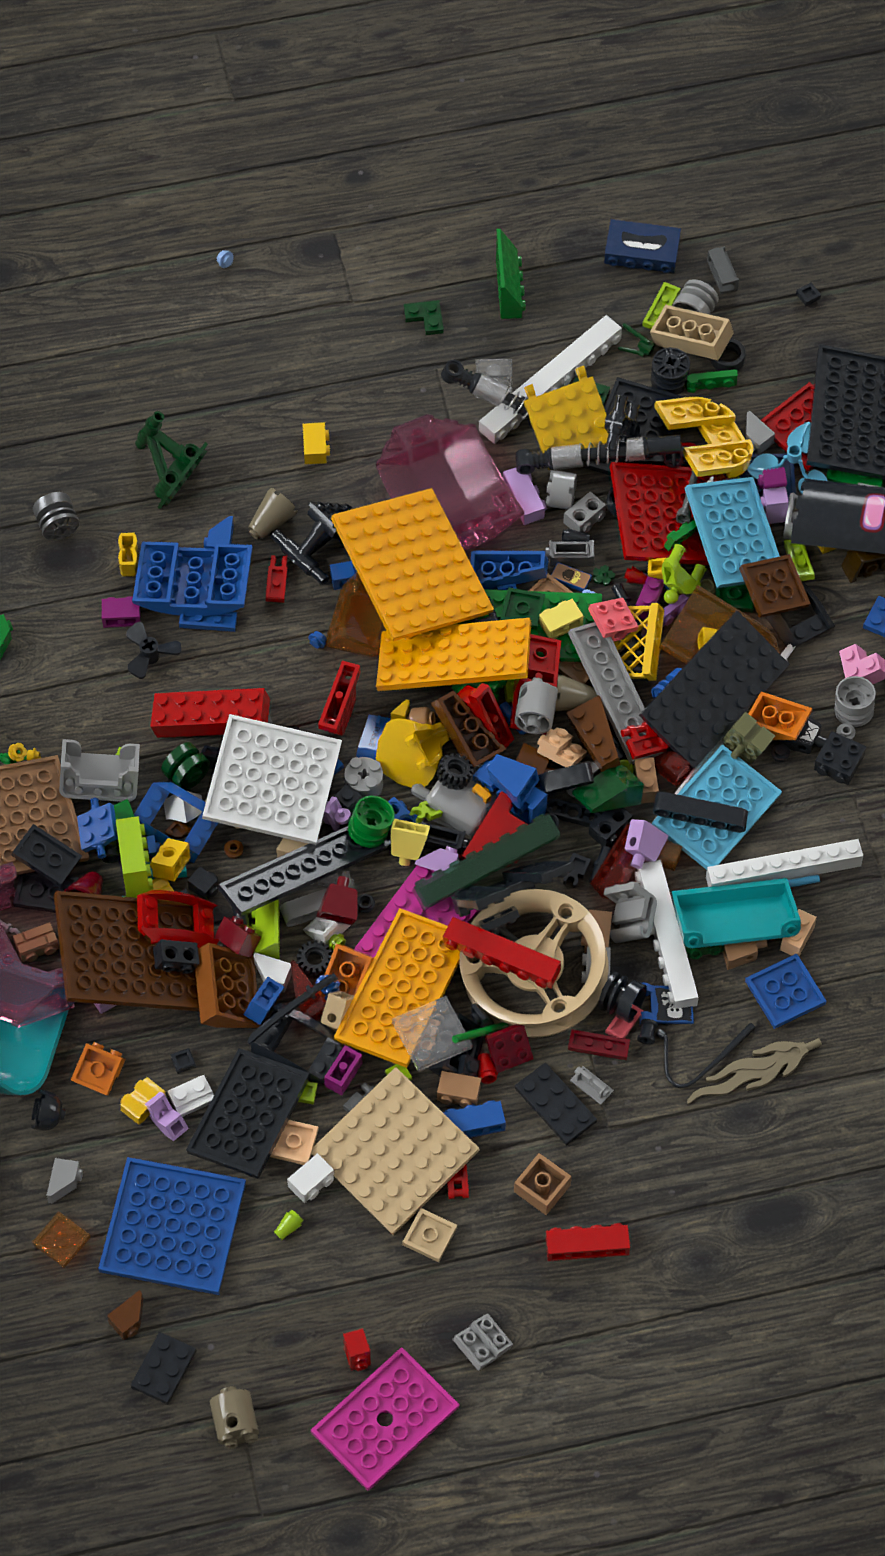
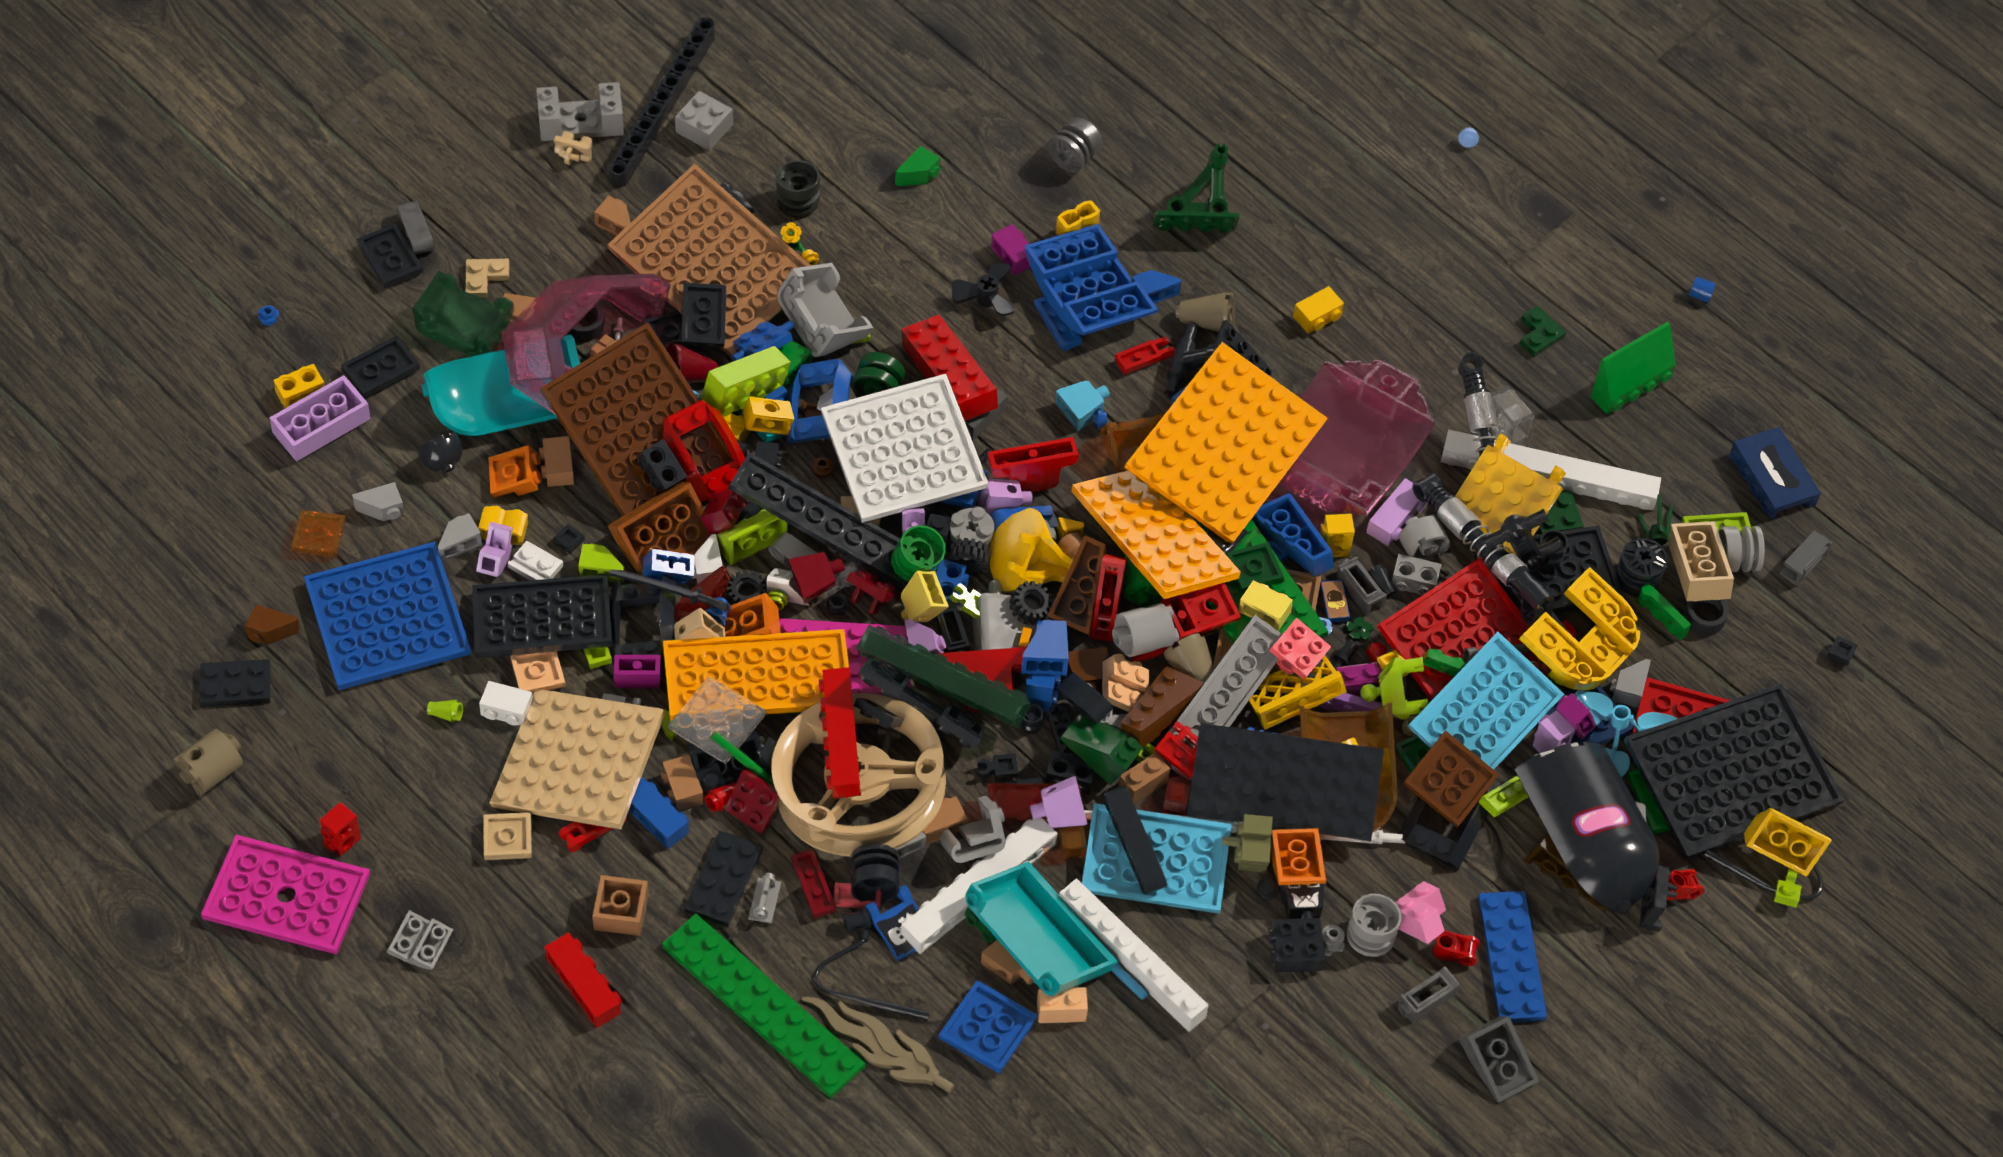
camera: 55 degrees right, 5 degrees down
(108, 1031) = (557, 461): none -> medium nougat brick
(132, 1136) = (459, 537): none -> light grey slope
(223, 1048) = (597, 561): none -> lime slope
(294, 643) = (1080, 402): none -> medium azure torso
(350, 735) = (1003, 494): none -> lavender torso
(376, 866) = (869, 583): none -> dark red plate
(387, 787) = (971, 554): none -> black tyre
(460, 195) = (1702, 289): none -> blue brick
(524, 538) = (1338, 533): none -> yellow brick
(677, 1131) = (763, 1006): none -> green plate

